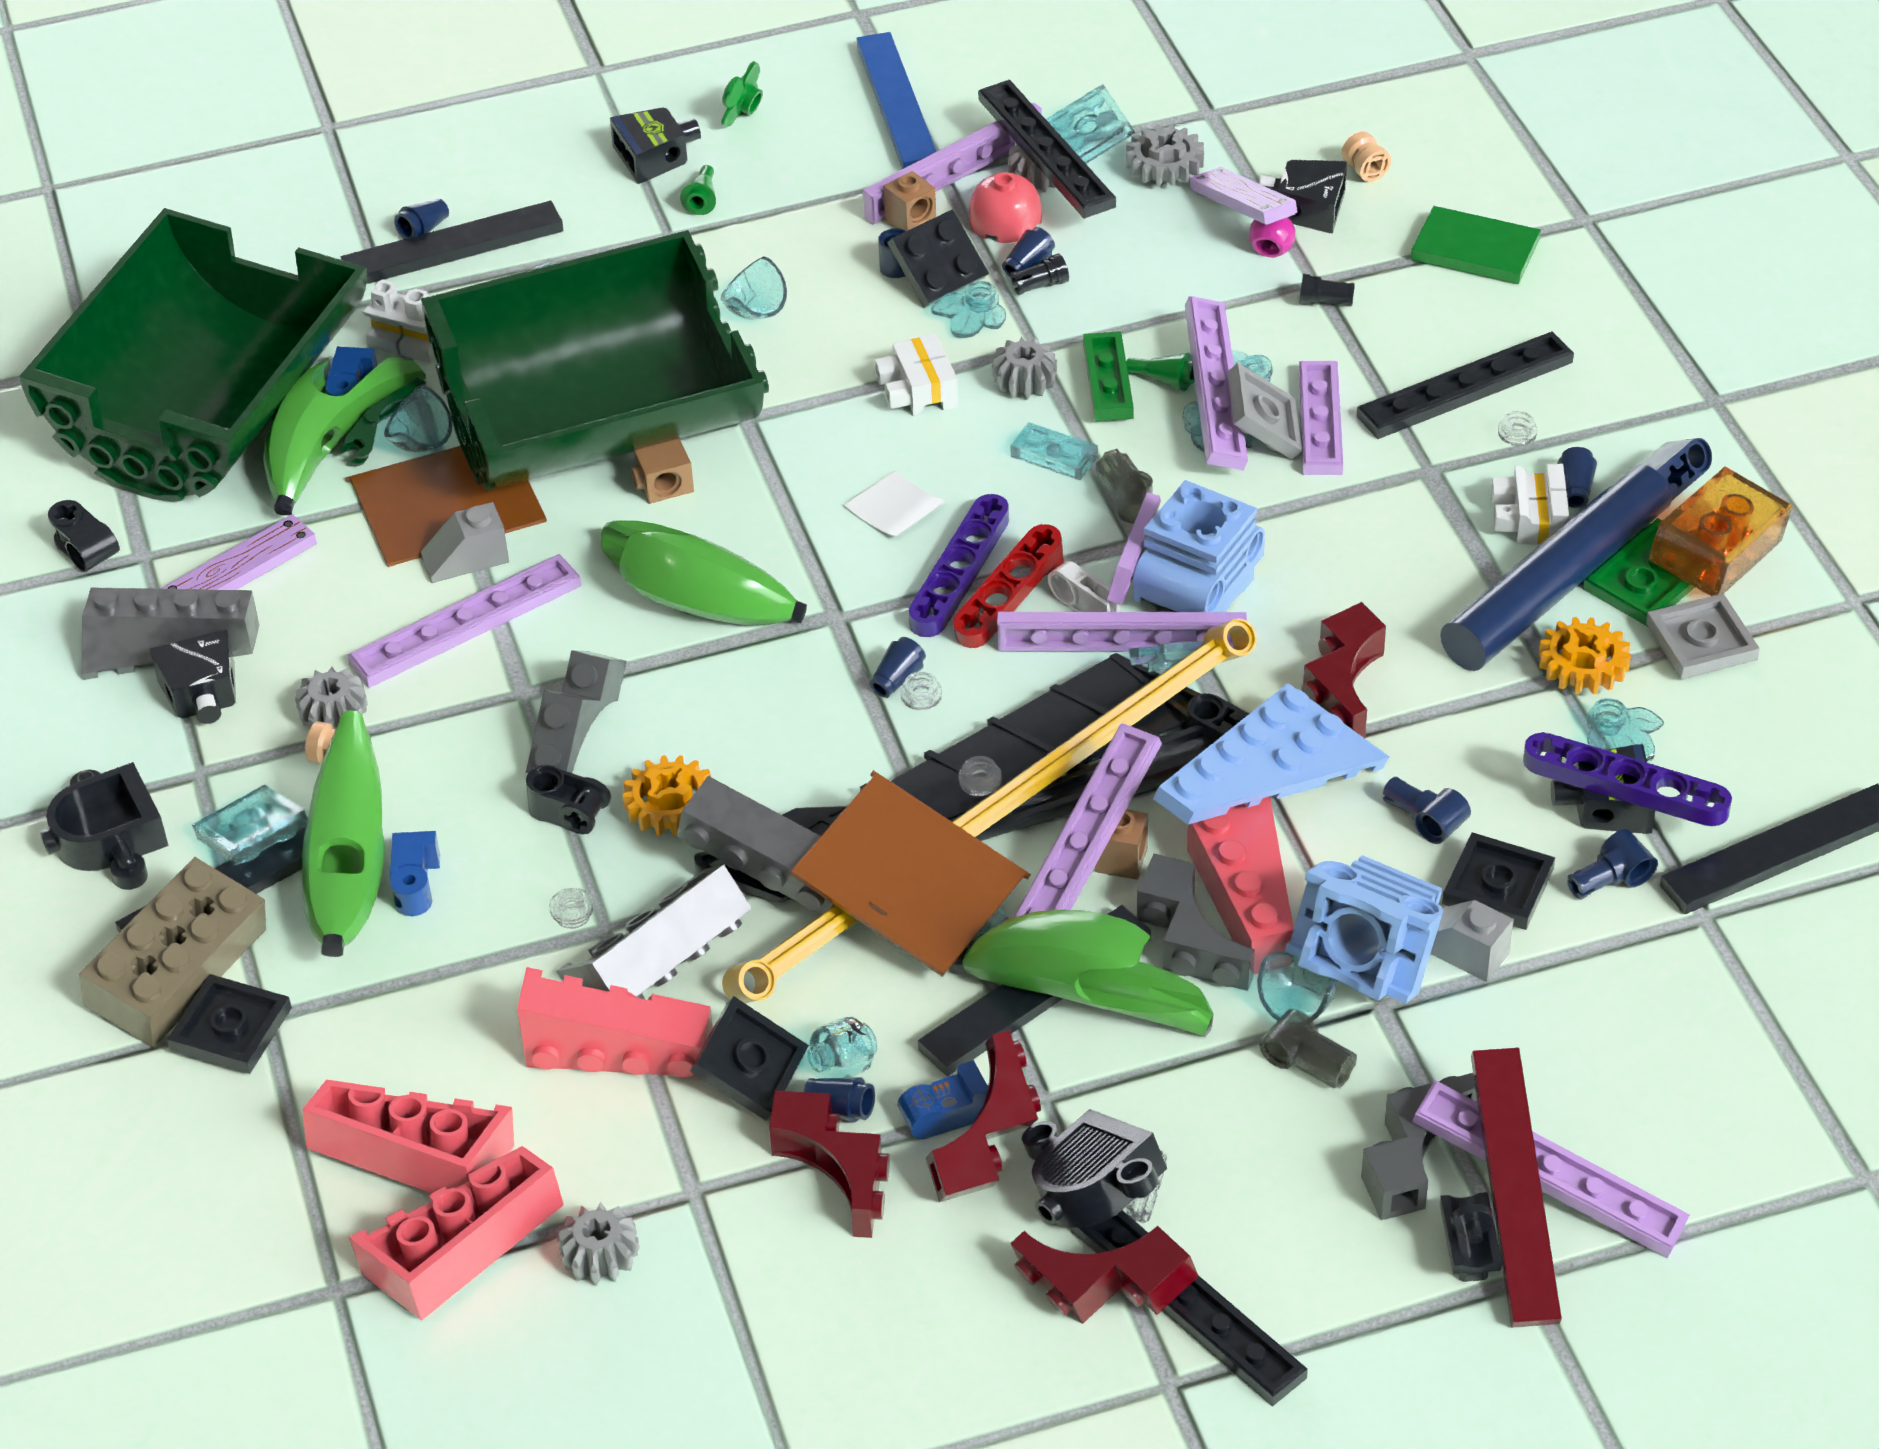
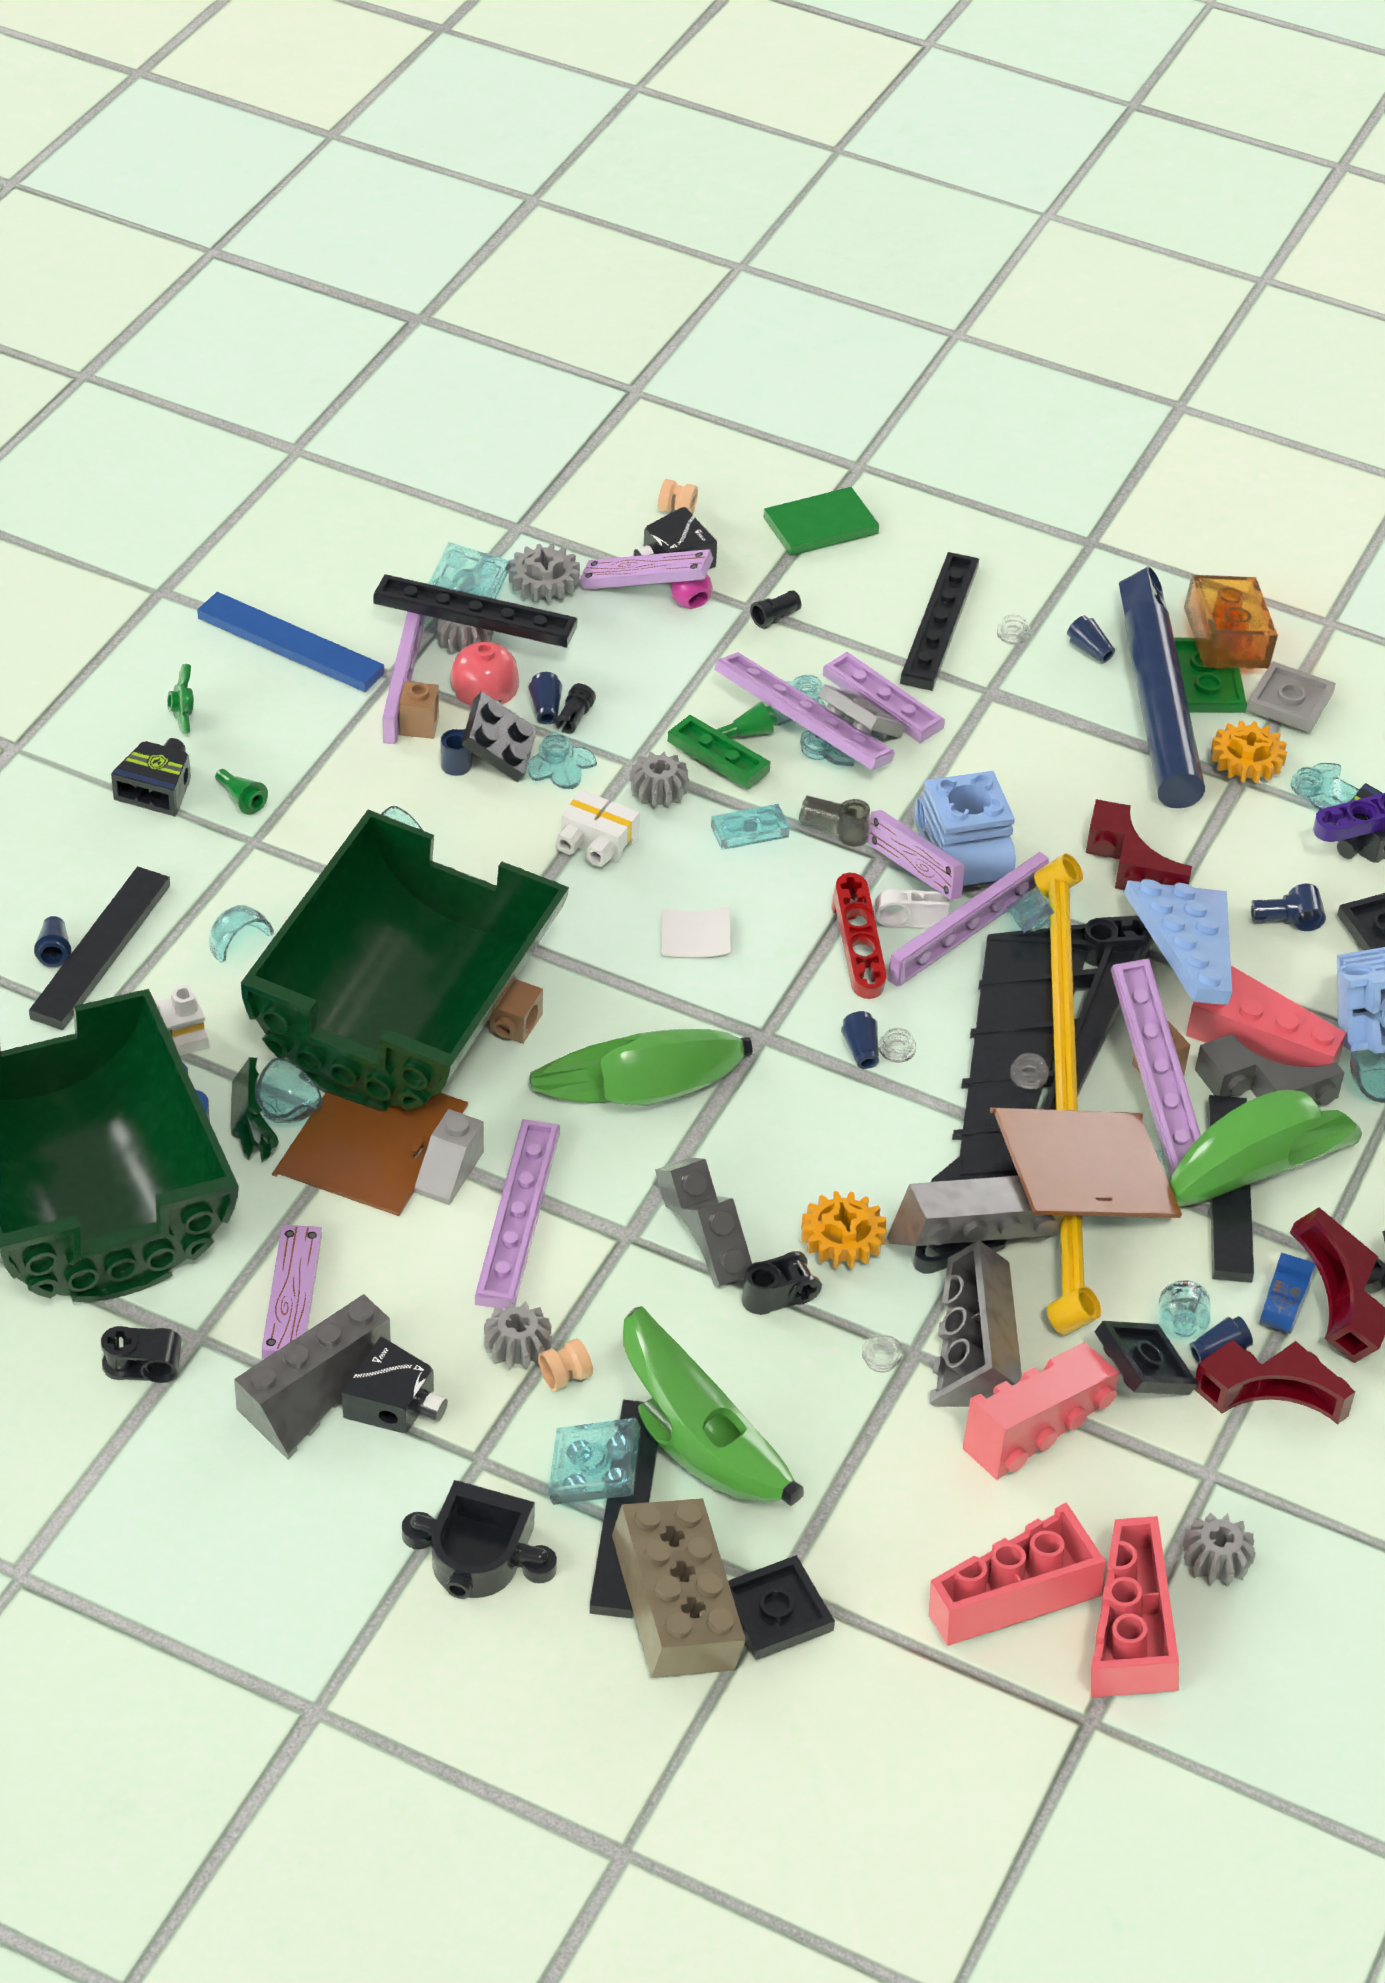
camera: 50 degrees left, 0 degrees up
(300, 425) = (254, 1196): bright green piece -> none
(410, 859) = (763, 1413): blue leg -> none
(958, 578) = (800, 957): dark purple beam -> none
(1537, 502) = (1095, 672): white hips -> none

